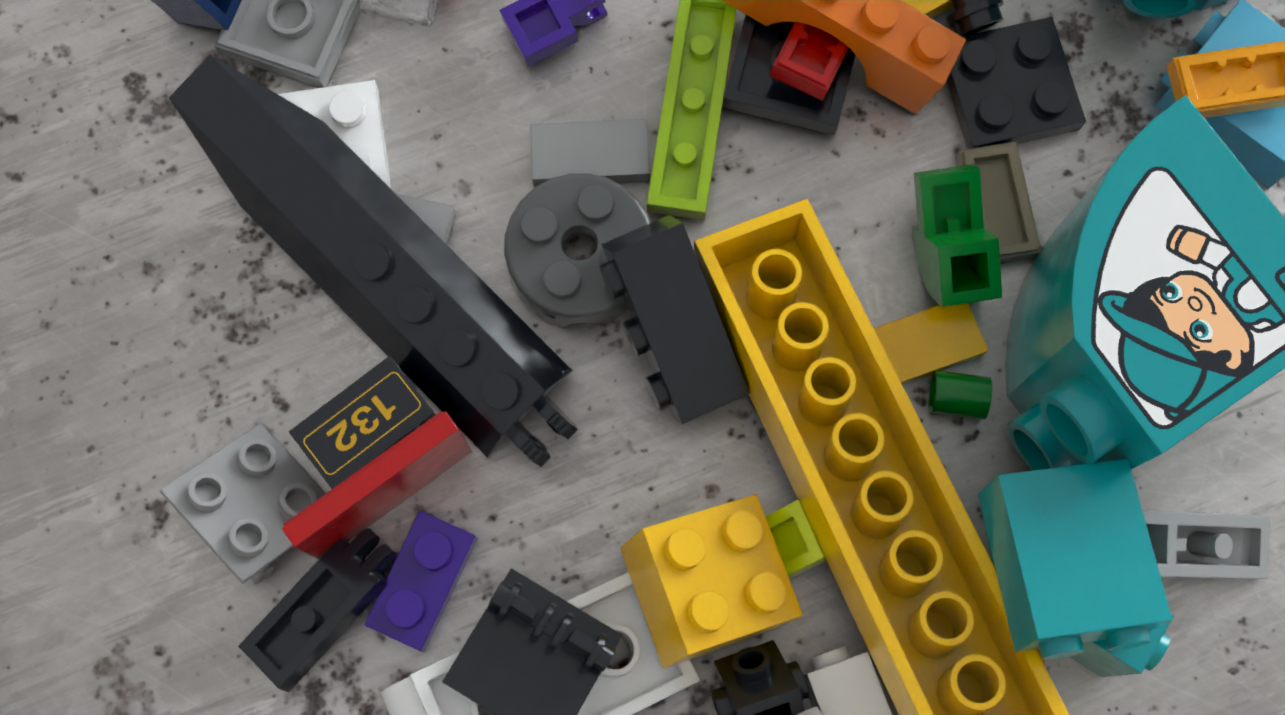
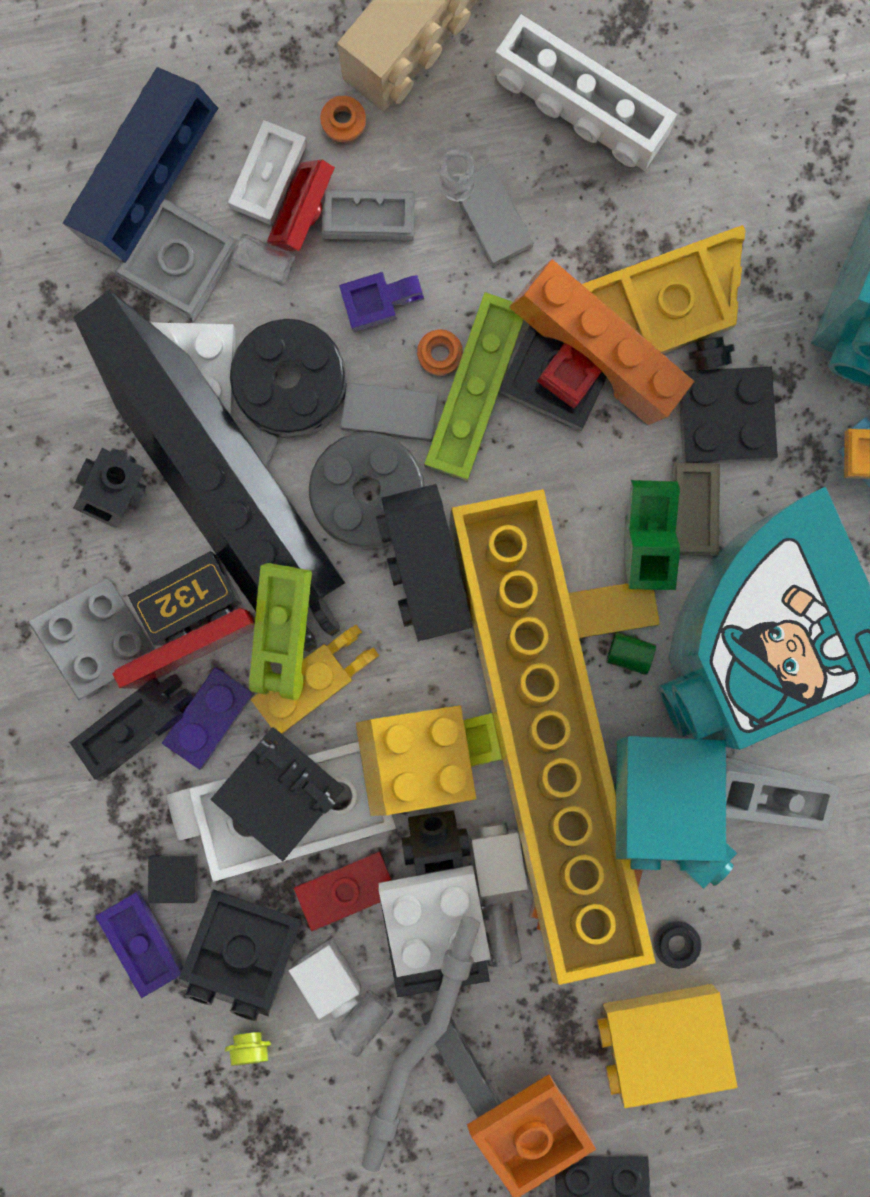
camera: 15 degrees right, 10 degrees up
(244, 300) = (109, 486): none -> black brick
(462, 167) = (296, 409): none -> black plate
(499, 439) = (280, 630): none -> lime plate
(551, 507) = (321, 680): none -> yellow hinge
(639, 55) = (435, 339): none -> orange plate

